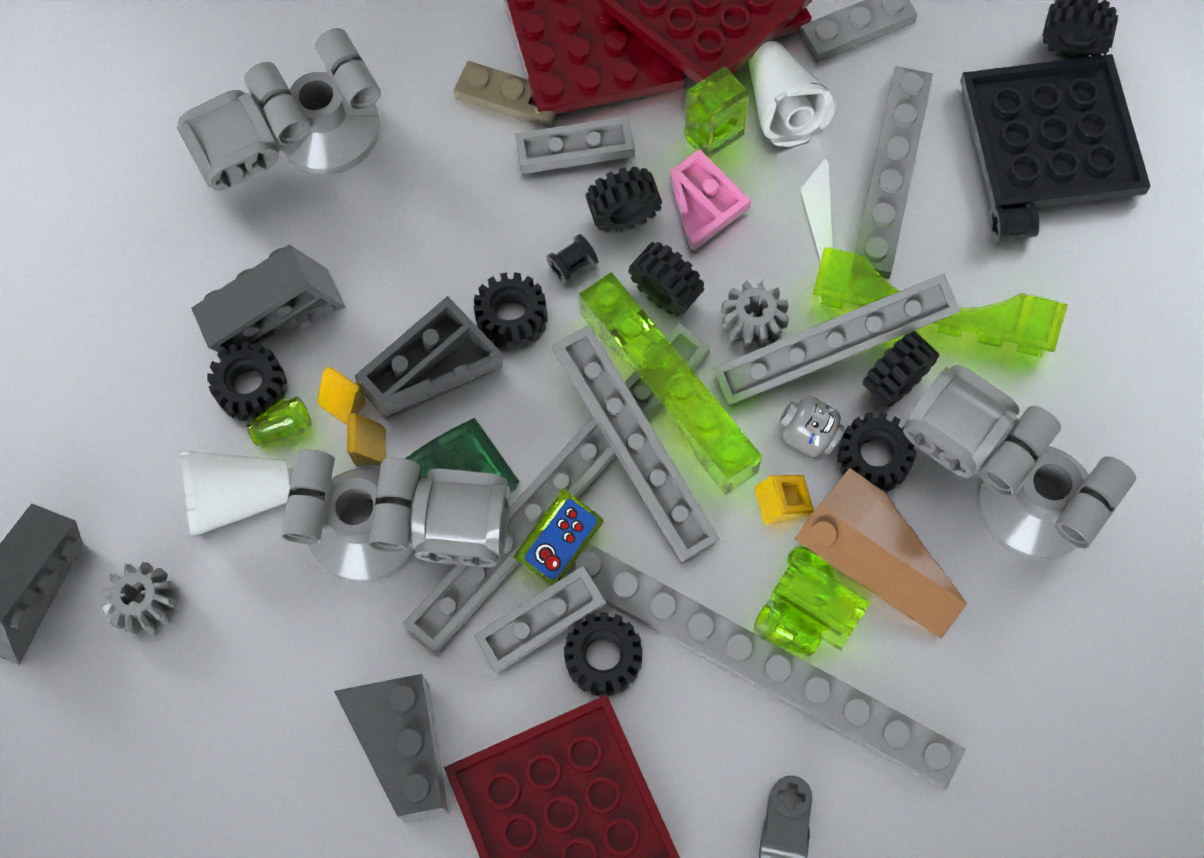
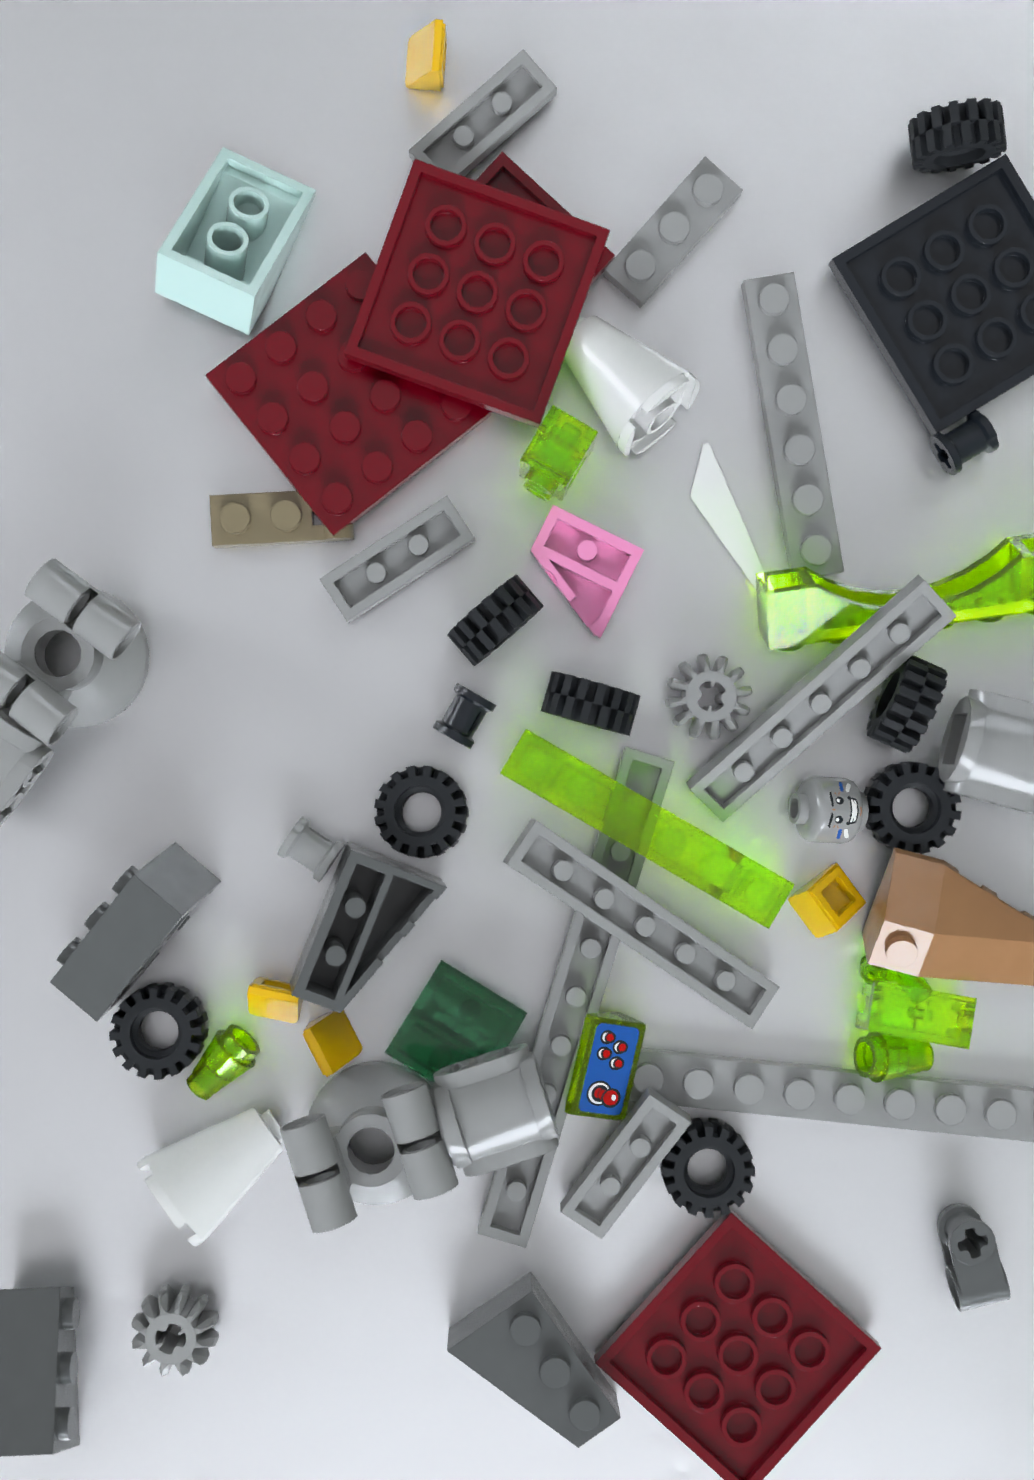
camera: 30 degrees left, 20 degrees up
(415, 298) = (310, 849): none -> light grey bush

